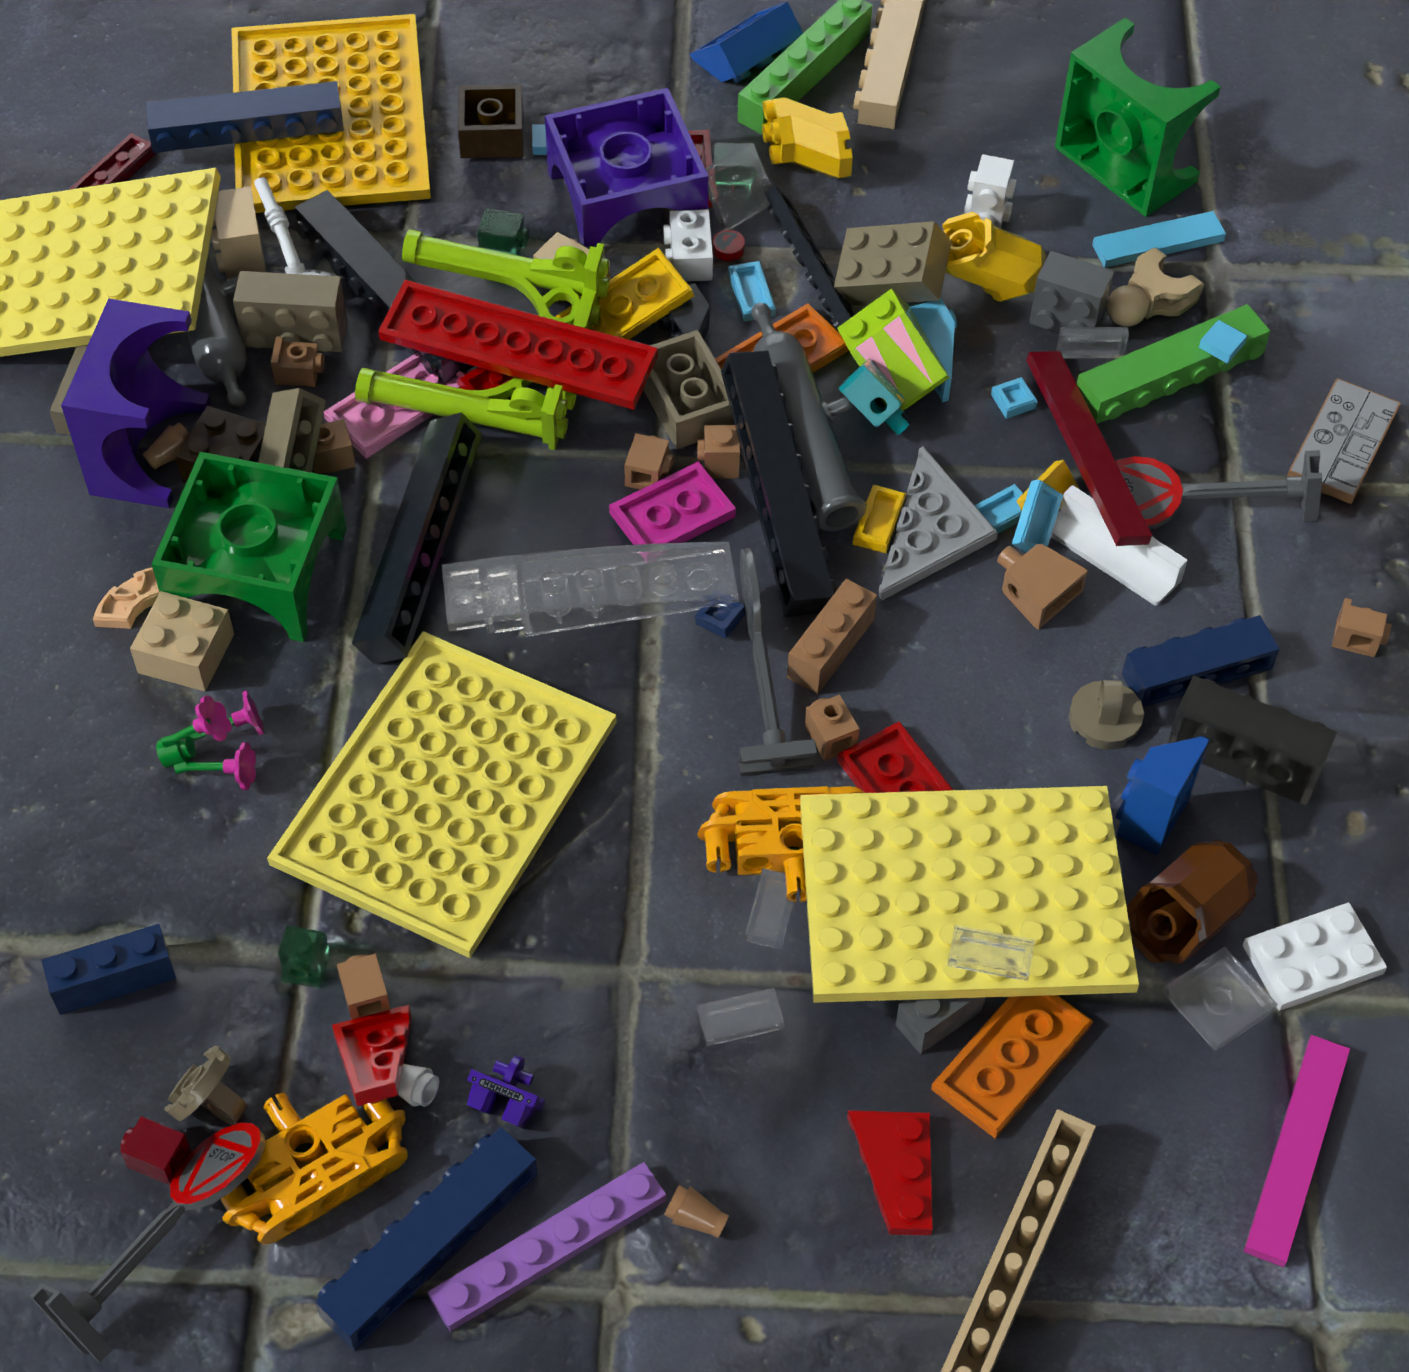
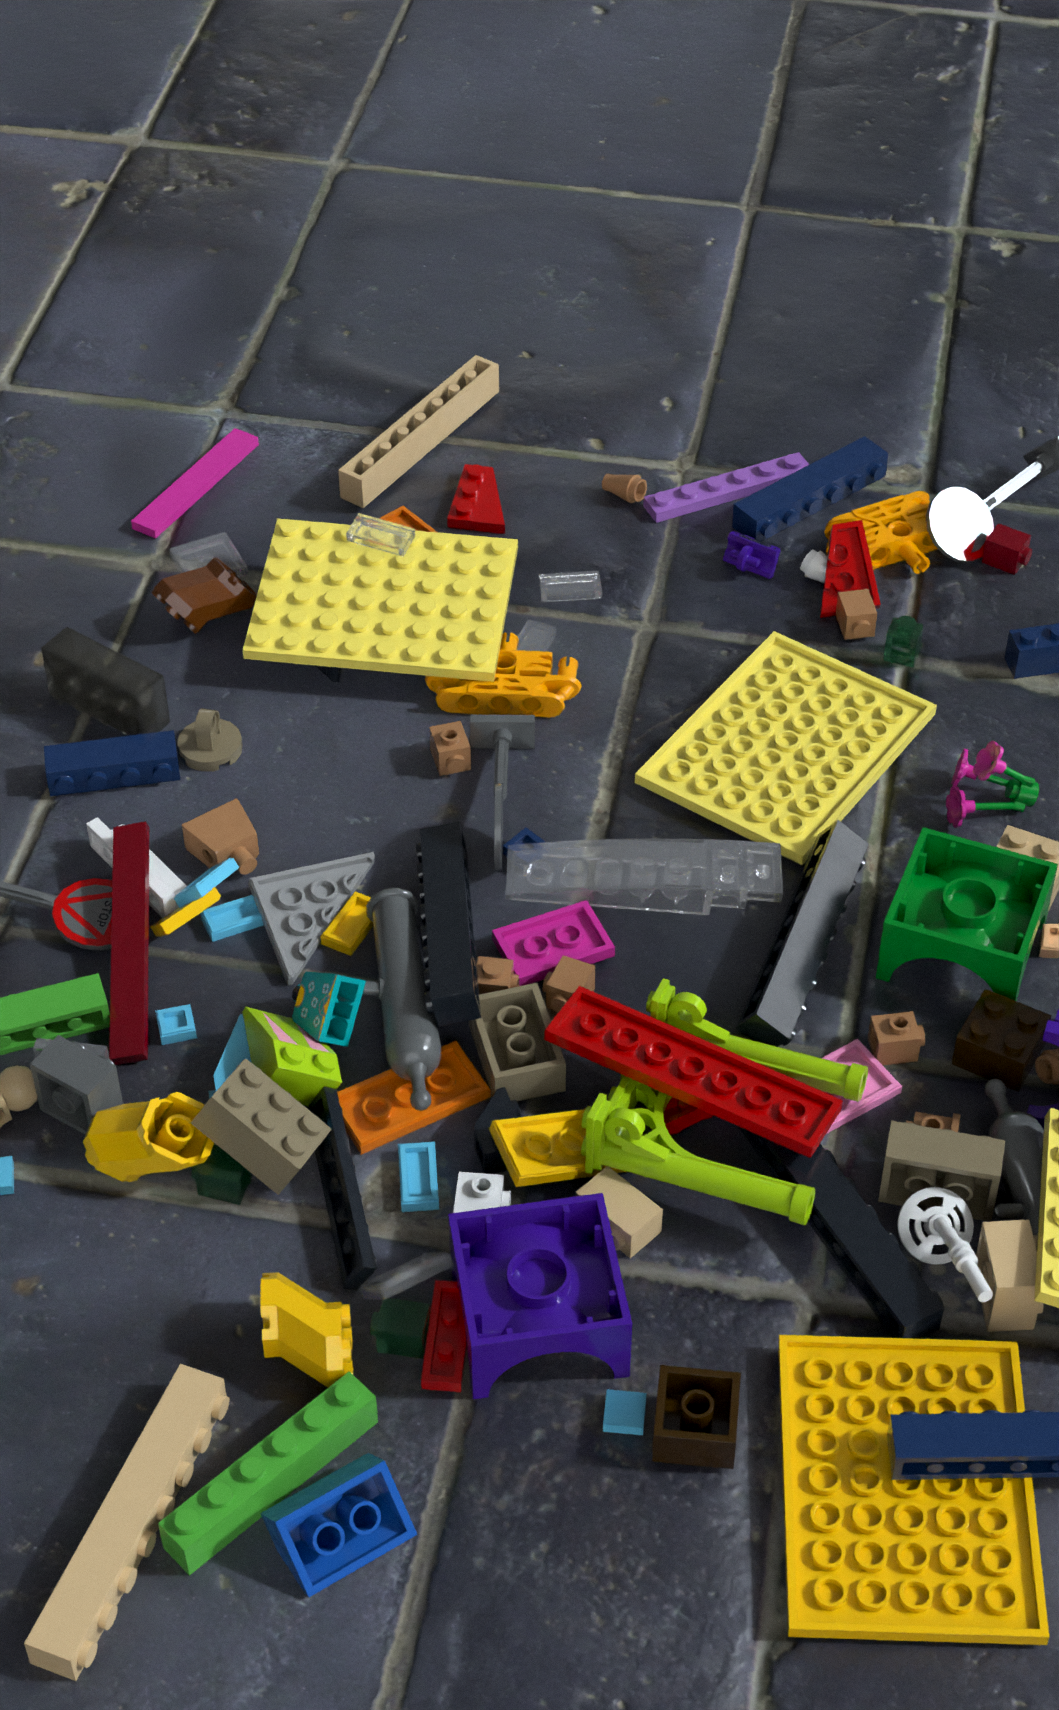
camera: 170 degrees left, 10 degrees down
(203, 1087) = (975, 567): dark tan tile -> none
(292, 429) = (935, 1013): dark tan brick -> none
(502, 231) = (694, 1266): clear green brick -> none
(728, 245) = (431, 1234): tile -> none
(831, 636) = (439, 802): medium nougat brick -> none
(891, 764) = (399, 716): red tile -> none
(991, 190) = (113, 1224): white brick -> none
(1159, 792) = (198, 640): blue slope -> none
(1314, 956) = (121, 577): white plate -> none

